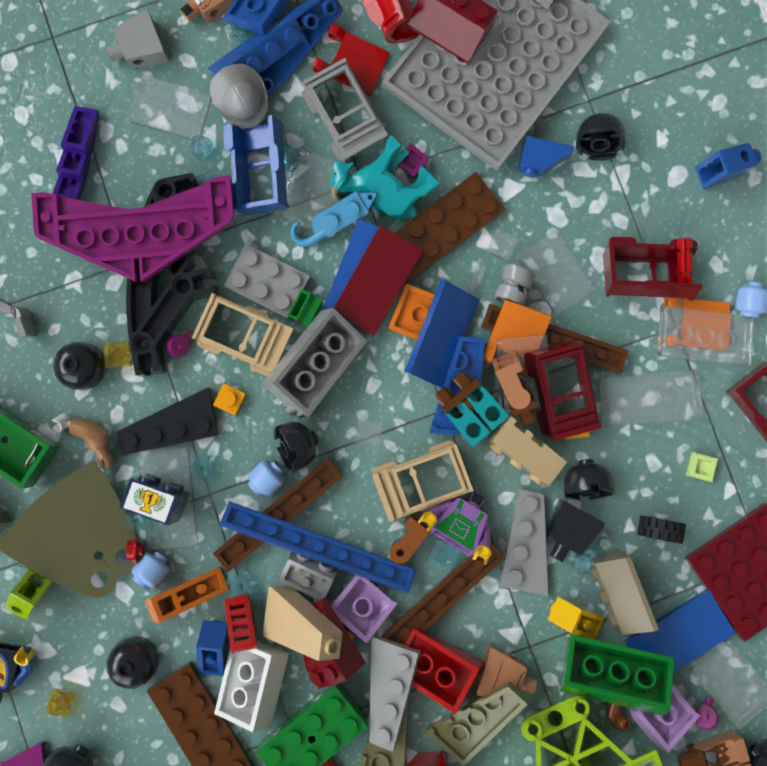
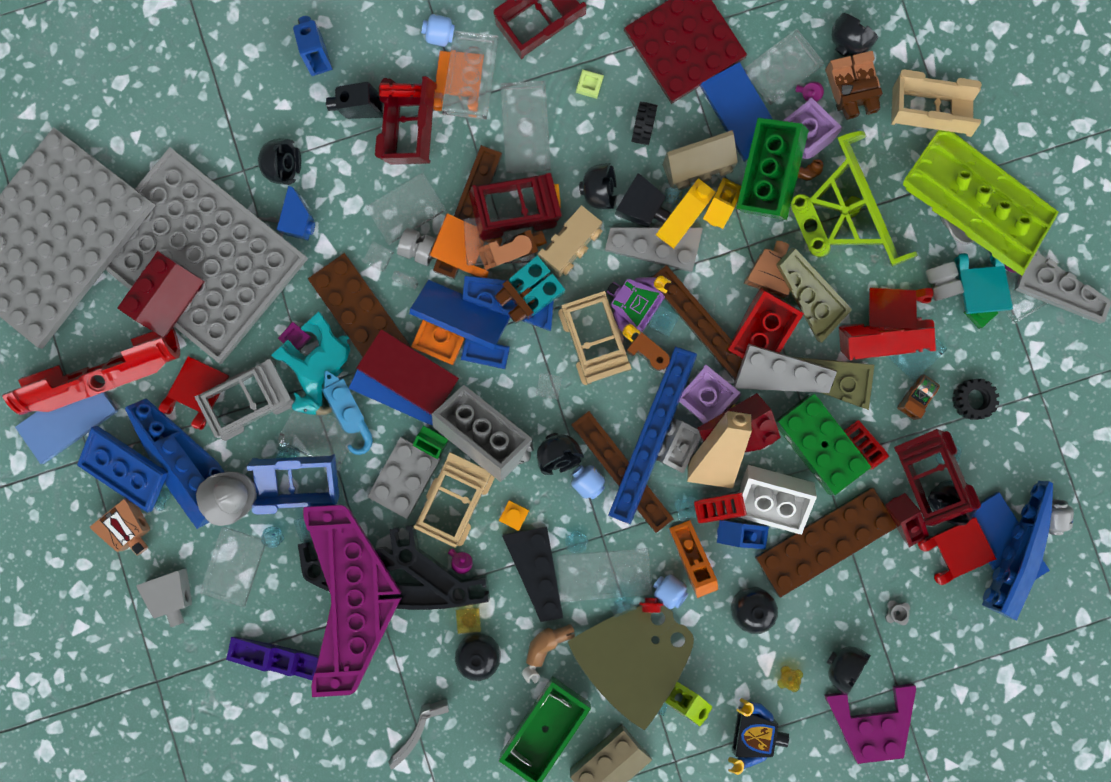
camera: 85 degrees left, 0 degrees up
(155, 499) = (604, 583): brick -> none
(400, 356) = (482, 355): none -> blue tile
(563, 578) = (685, 213): none -> yellow slope
(670, 214) = (356, 101): none -> black torso

